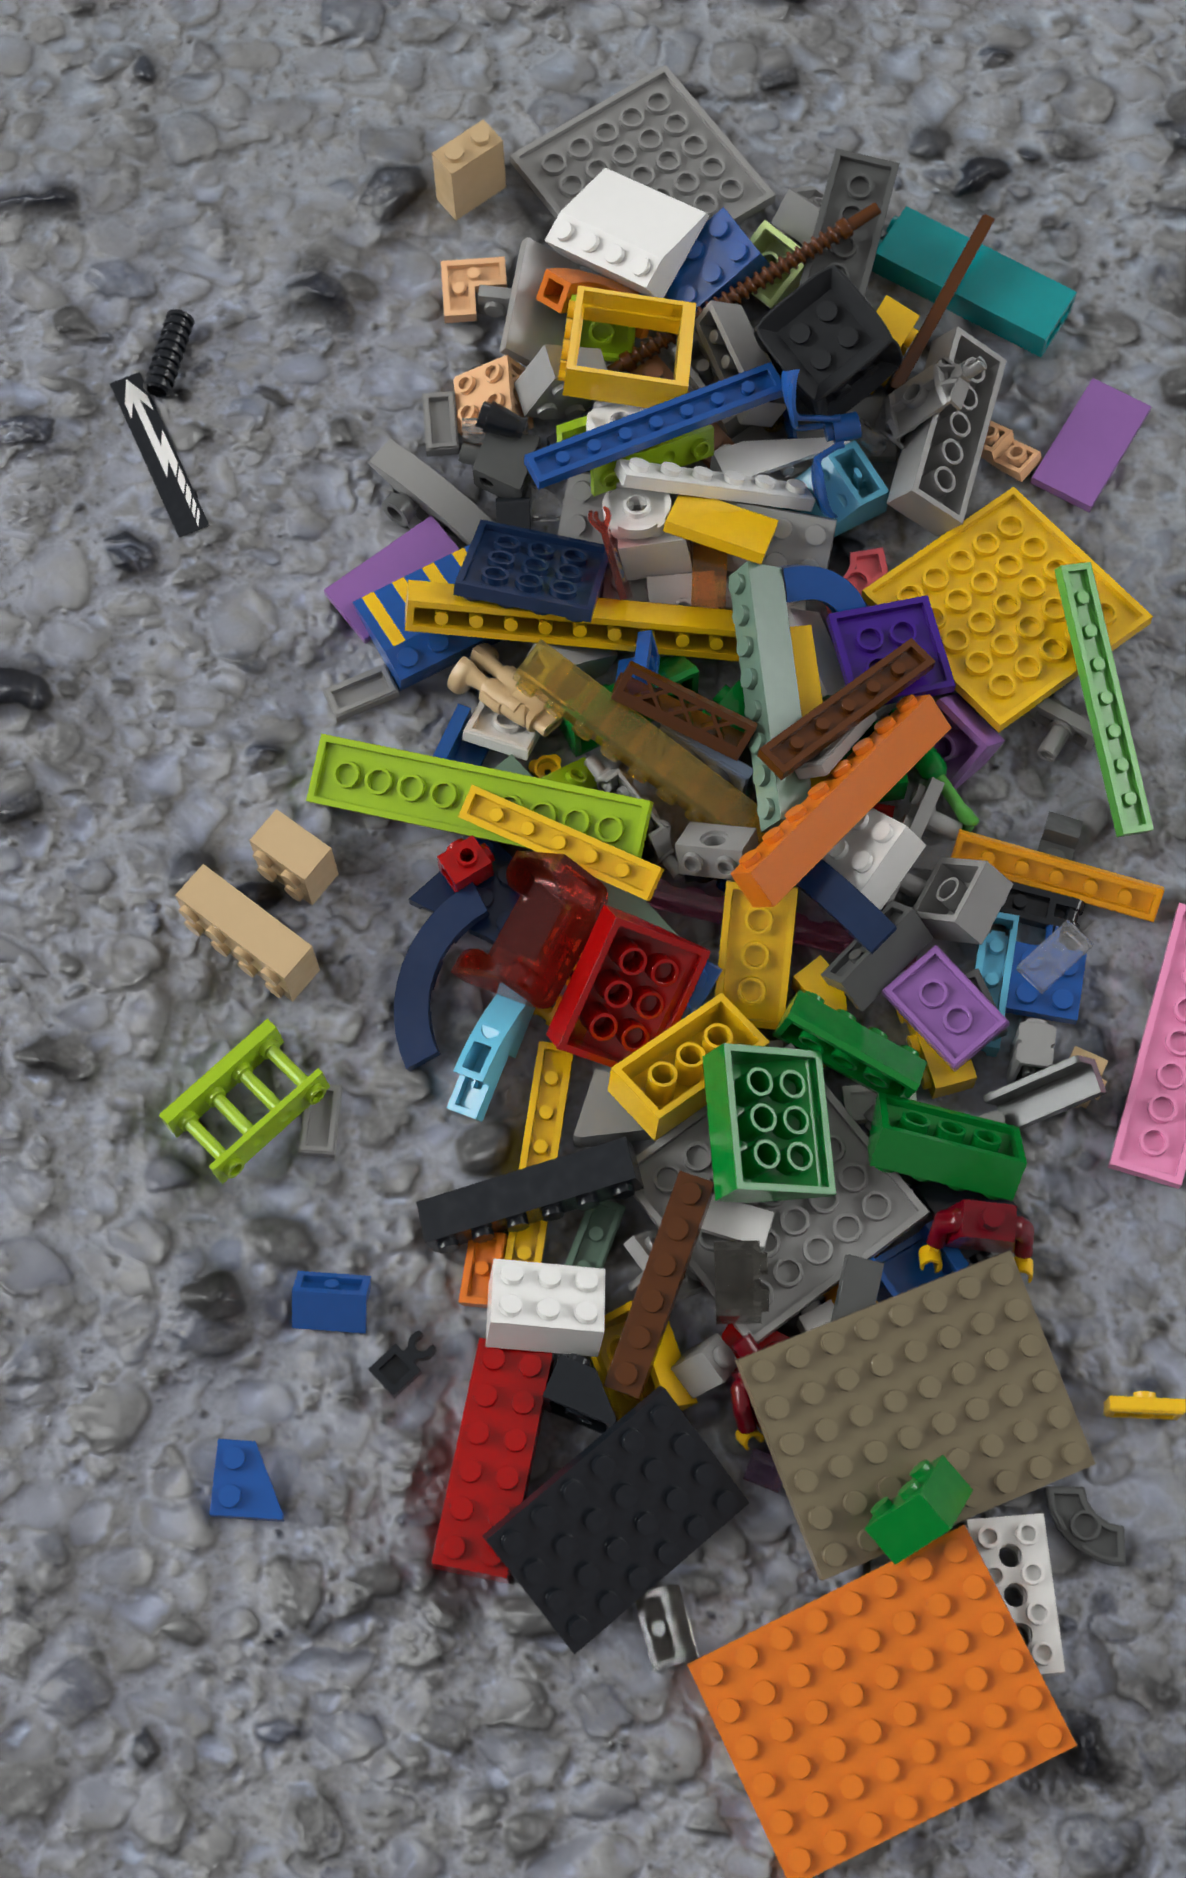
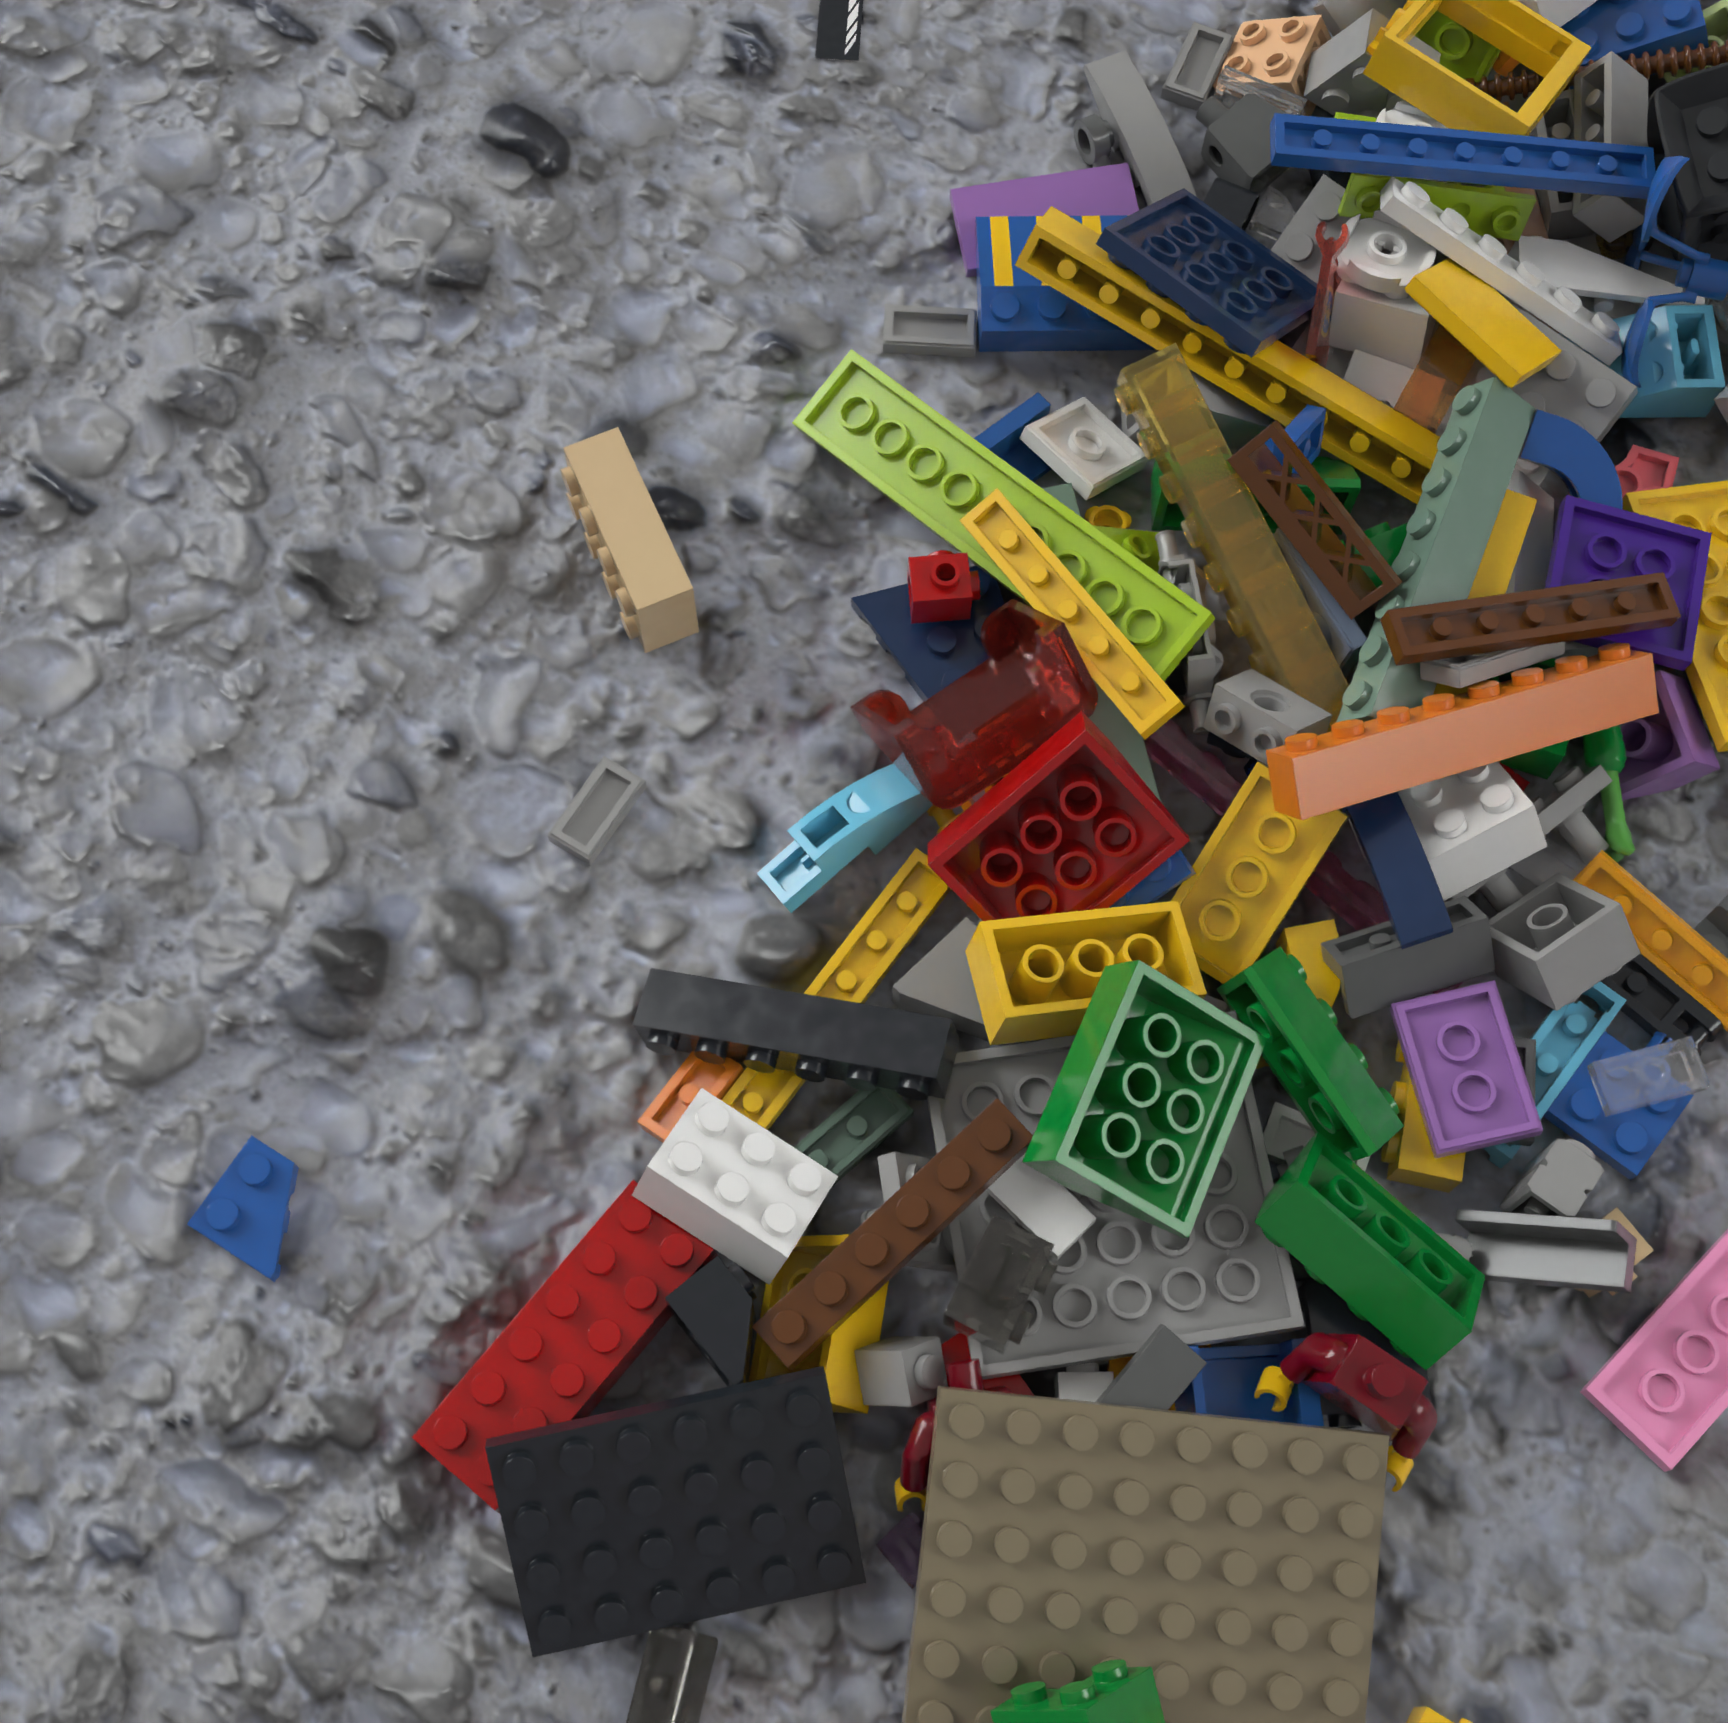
camera: 25 degrees right, 0 degrees up
(237, 1068) = (505, 700): lime fence -> none
(293, 858) = (735, 478): tan brick -> none
(330, 1301) = (482, 1037): blue panel -> none
(398, 1367) = (517, 1164): black plate -> none
(421, 970) = (818, 690): dark blue tile -> none
(500, 420) = (1270, 84): black cone -> none
(500, 692) = (1093, 402): tan piece -> none

